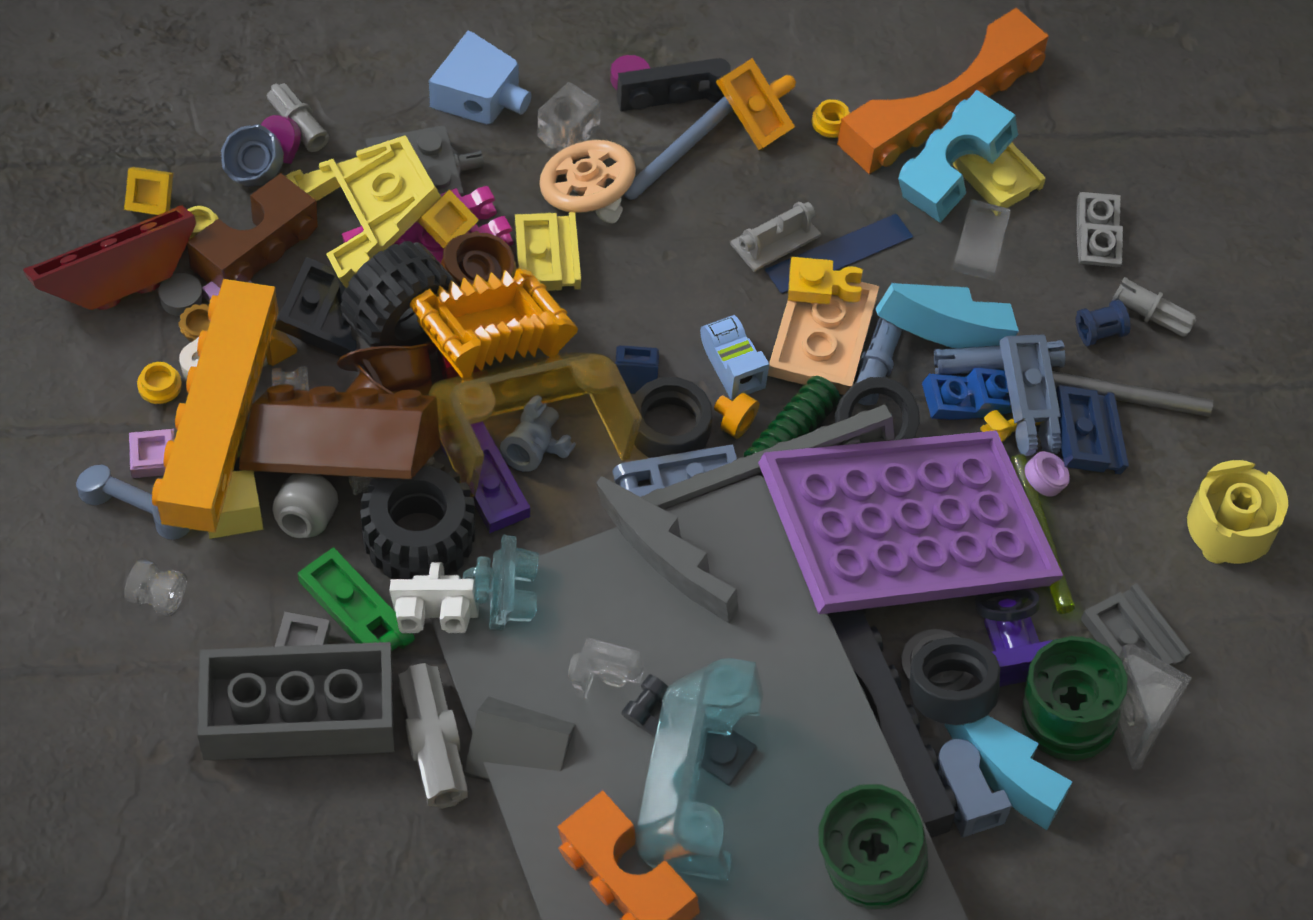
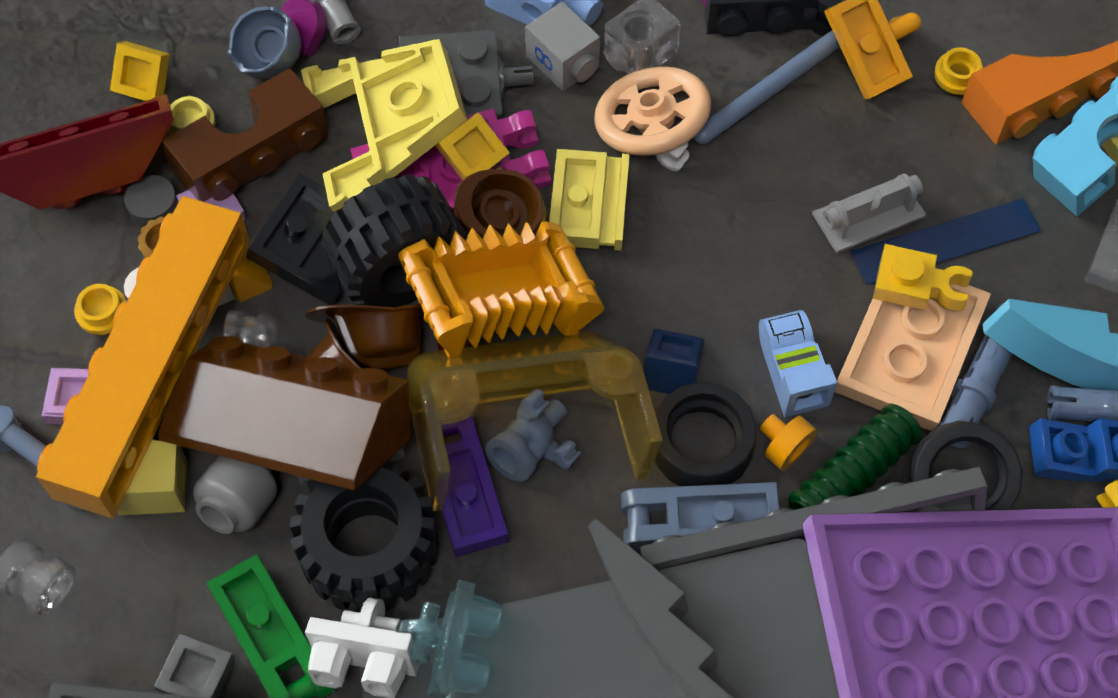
camera: 15 degrees right, 5 degrees up
(504, 133) = (562, 46): none -> light grey brick

